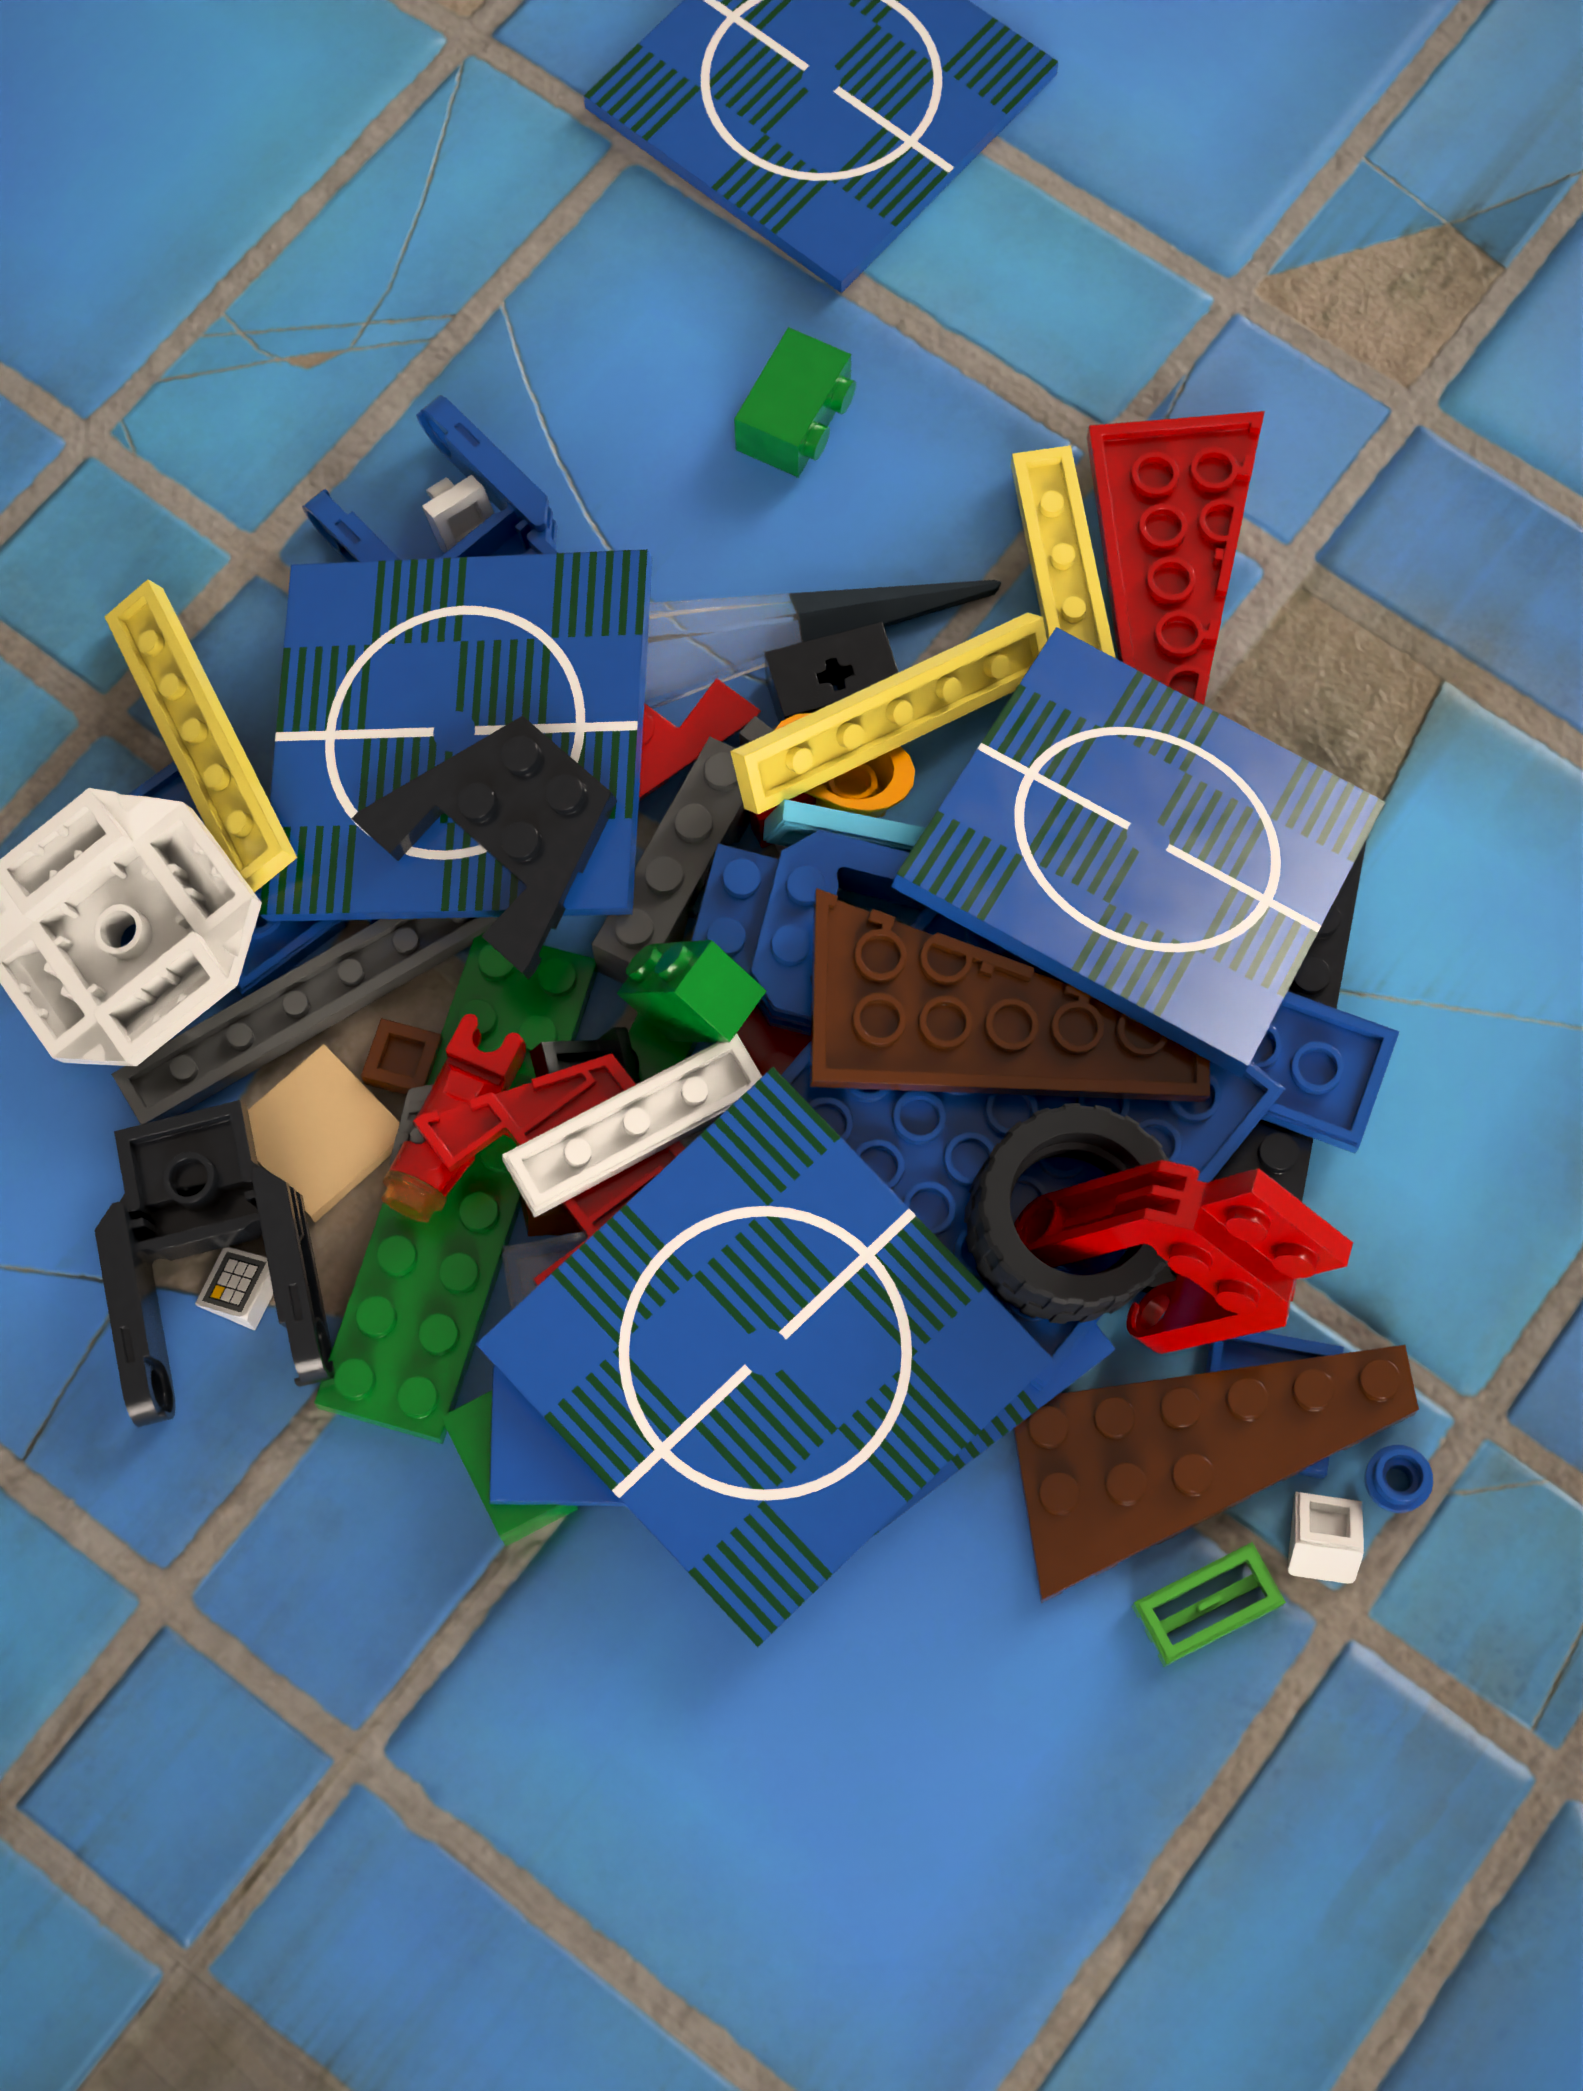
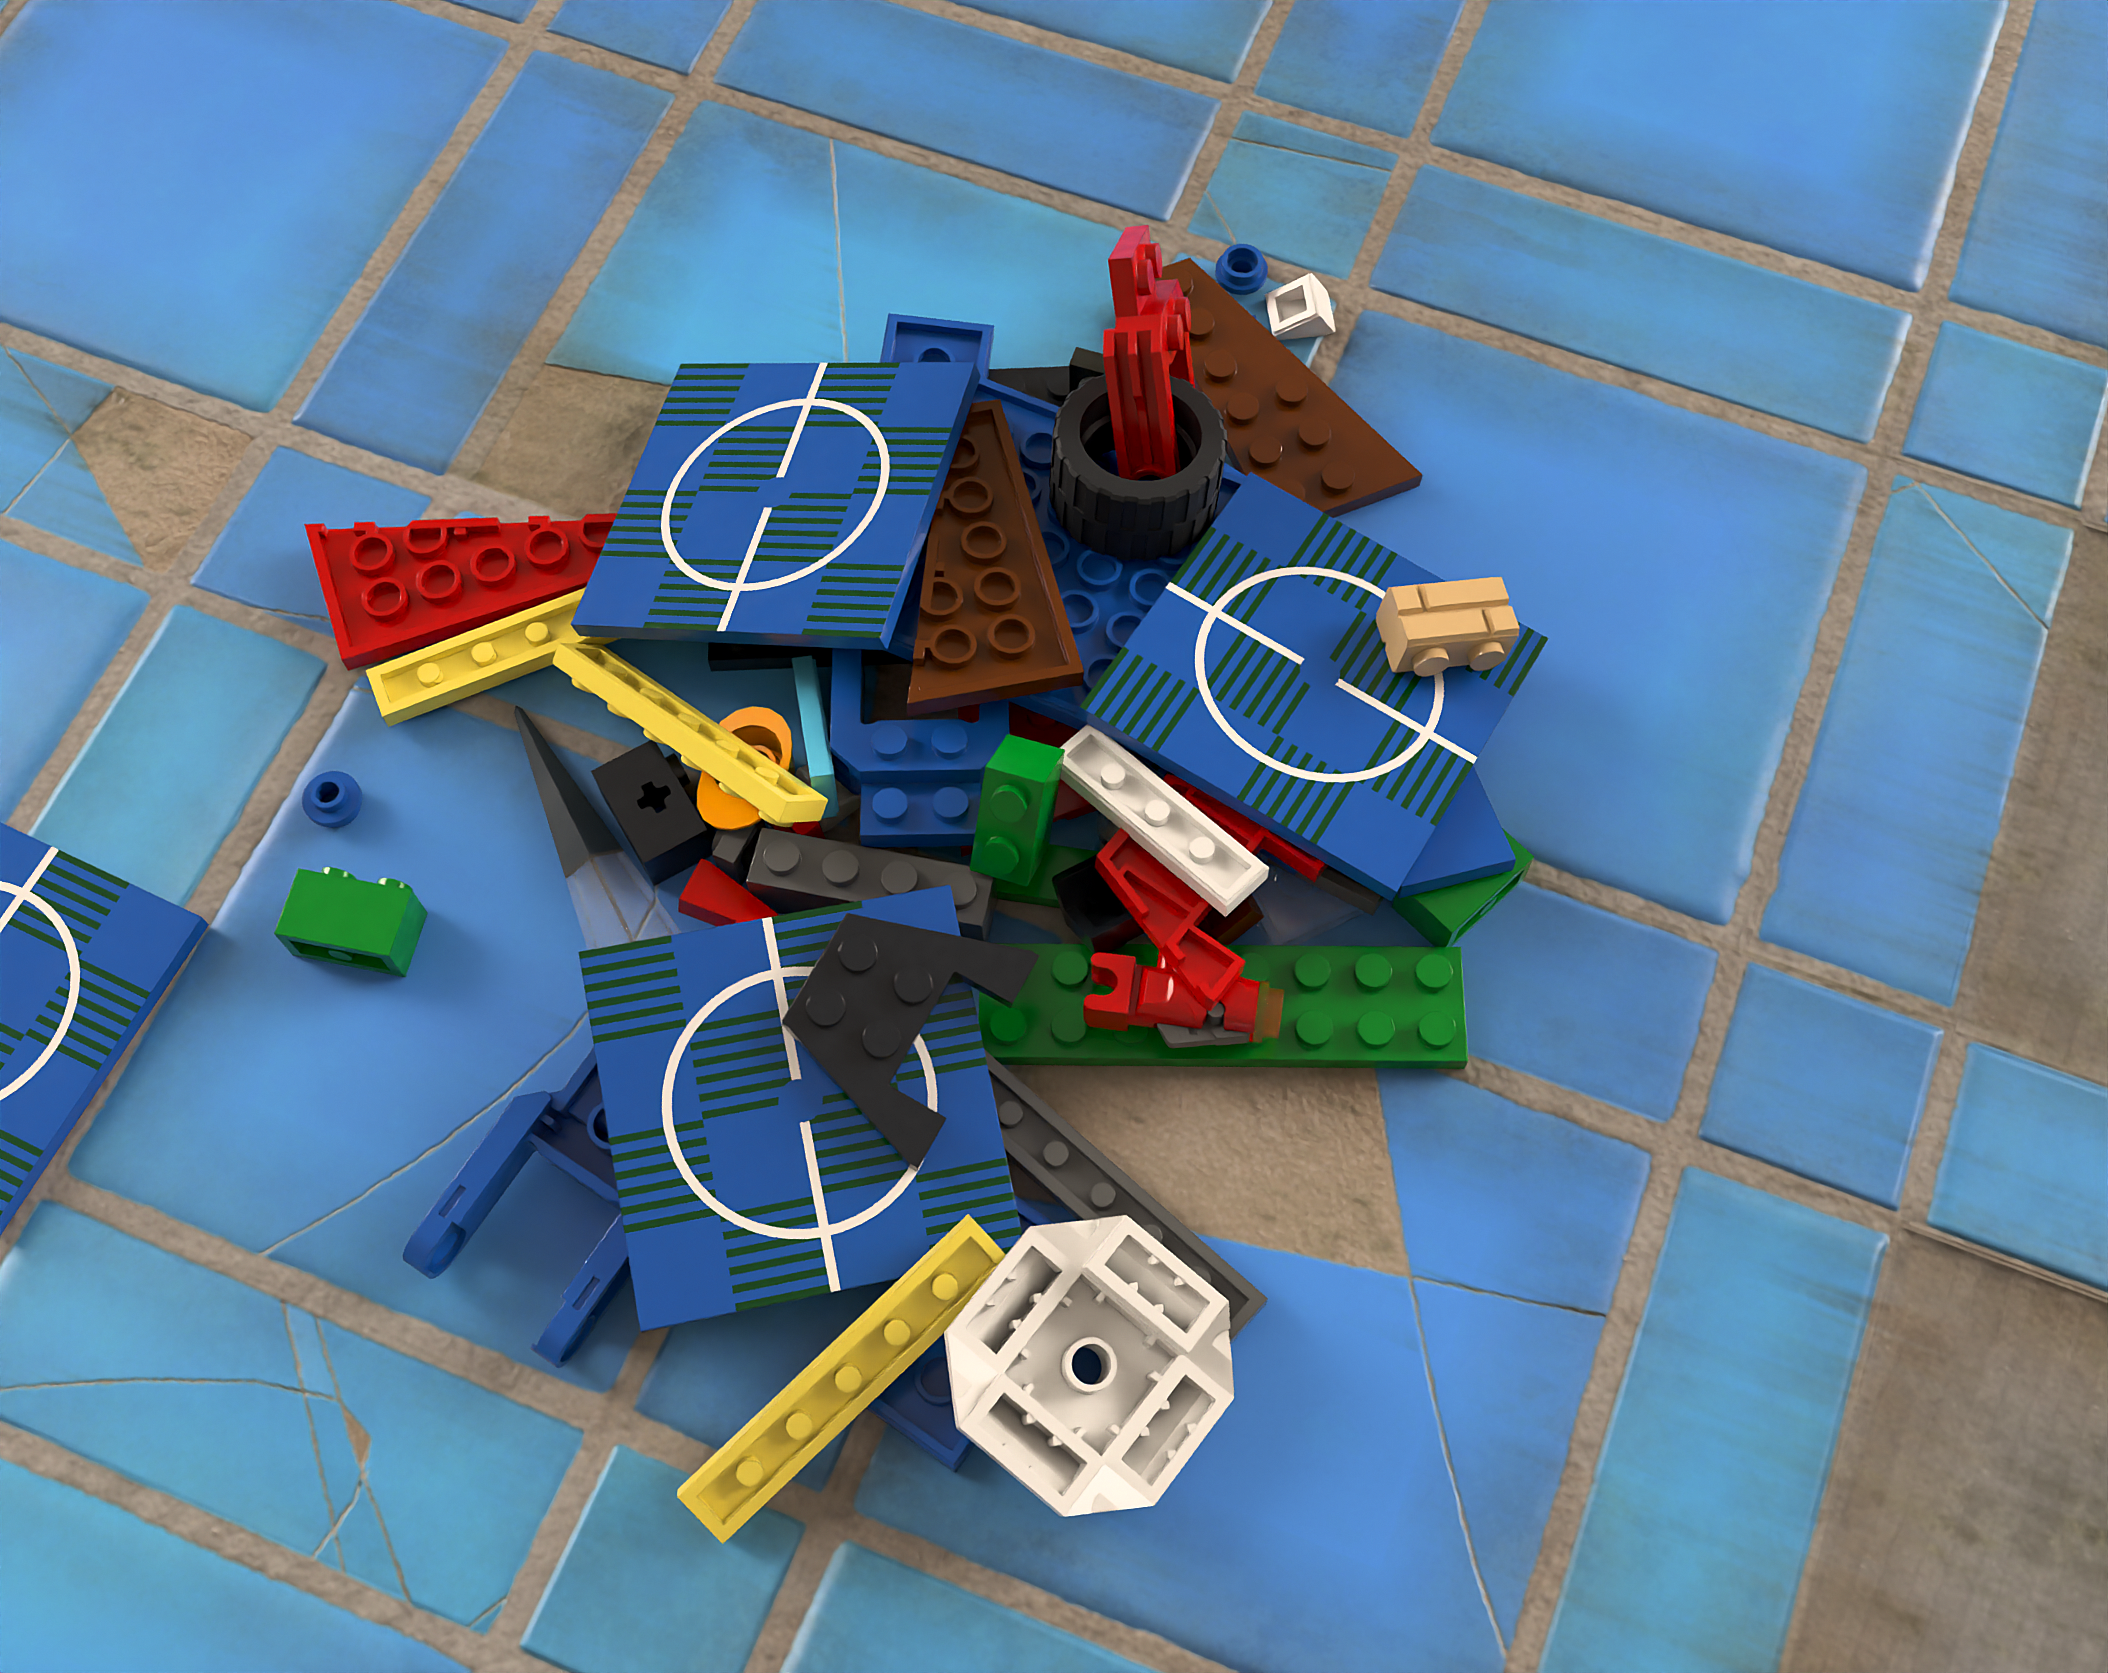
camera: 105 degrees left, 5 degrees down
(188, 1192) = (1317, 1219): black plate -> none
(238, 1287) = (1384, 1164): slope -> none
(321, 1131) = (1216, 1143): tan tile -> none
(400, 1057) = (1126, 1084): reddish brown plate -> none
(456, 509) = (534, 1207): white tile -> none
(778, 1507) = (1447, 625): none -> tan brick
(938, 419) = (340, 810): none -> blue plate
(1158, 1630) = (1374, 379): bright green tile -> none

